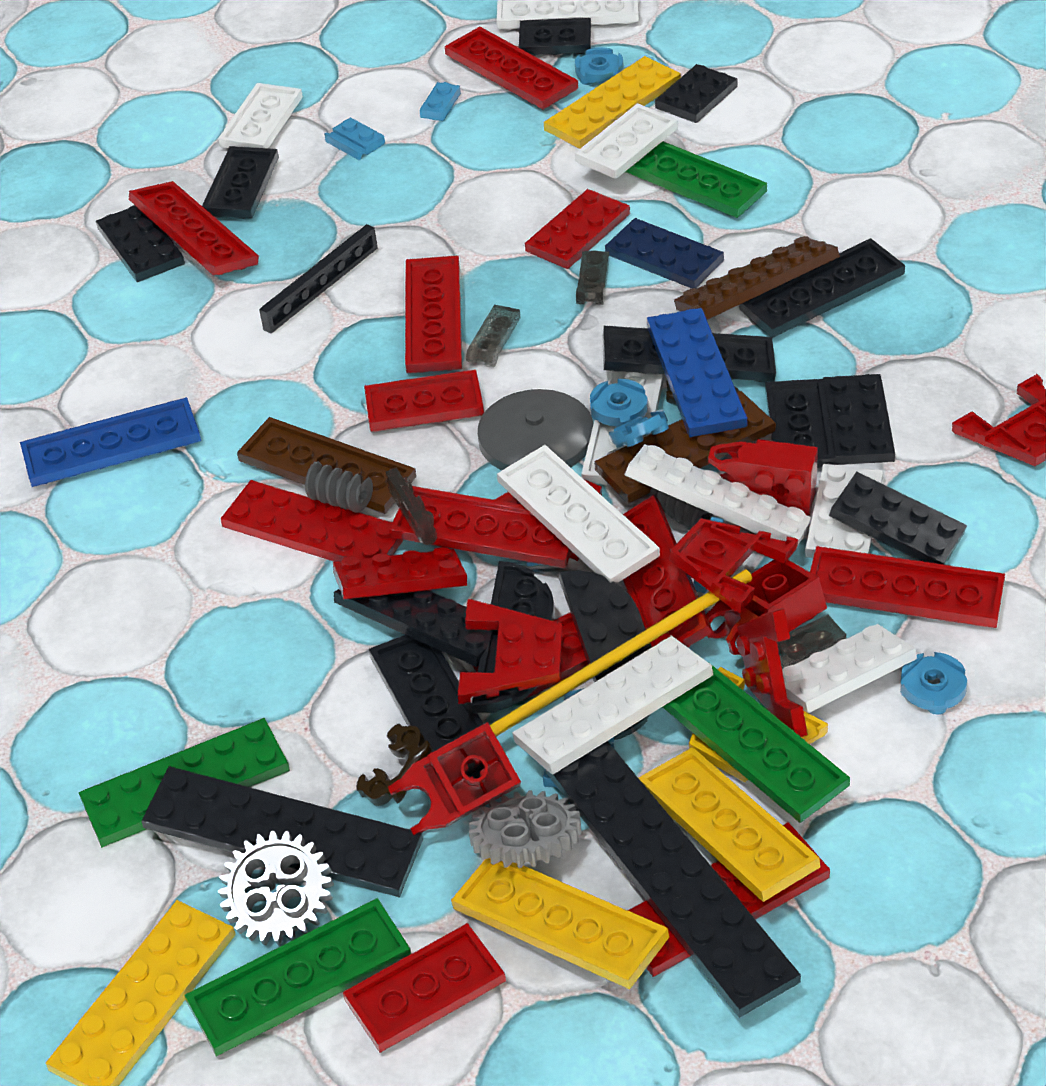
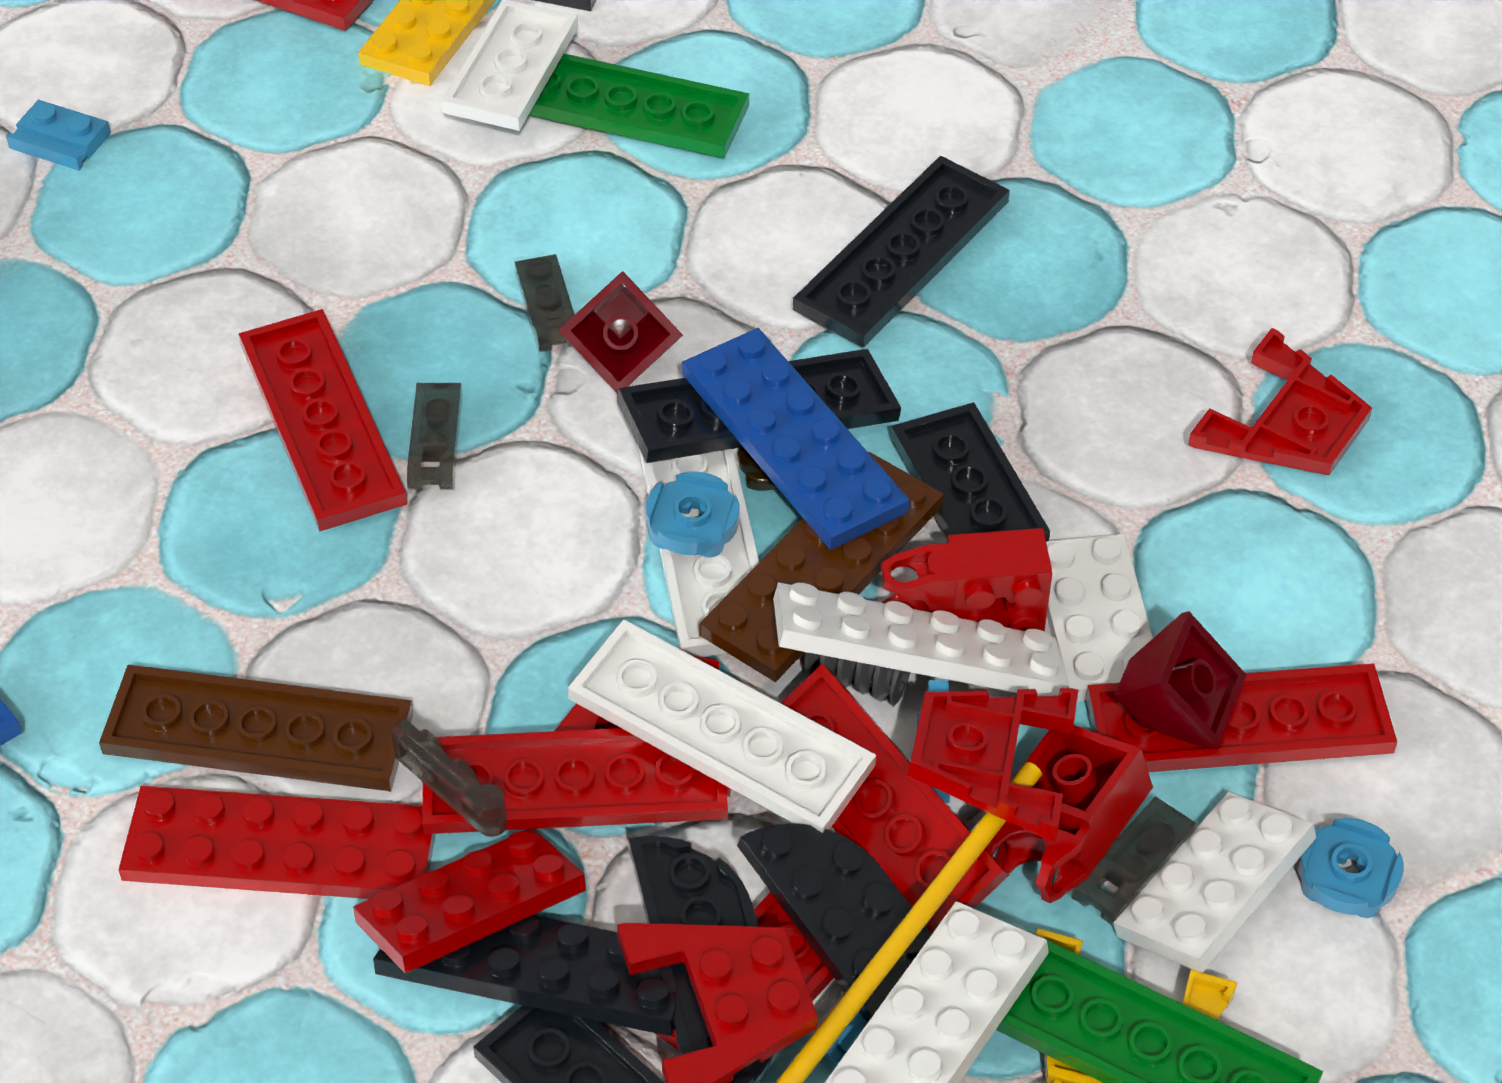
camera: 25 degrees left, 5 degrees up
(318, 279) = (104, 398): black plate -> none
(338, 487) = (305, 772): dark grey piece -> none
(423, 400) = (370, 575): red plate -> none
(440, 101) = (173, 45): dark azure plate -> none
(531, 420) = (566, 584): dark grey dish -> none
(577, 228) = (486, 224): red plate -> none
(623, 297) = (620, 332): none -> dark red slope
(632, 431) = (748, 557): dark azure plate -> none
(664, 253) = (639, 239): dark blue plate -> none
(757, 277) = (801, 255): reddish brown plate -> none
(763, 667) = (1118, 919): red wing -> none
(859, 419) = (1052, 454): black plate -> none
(871, 554) = (1182, 684): none -> dark red slope
(897, 520) = (1140, 598): black plate -> none

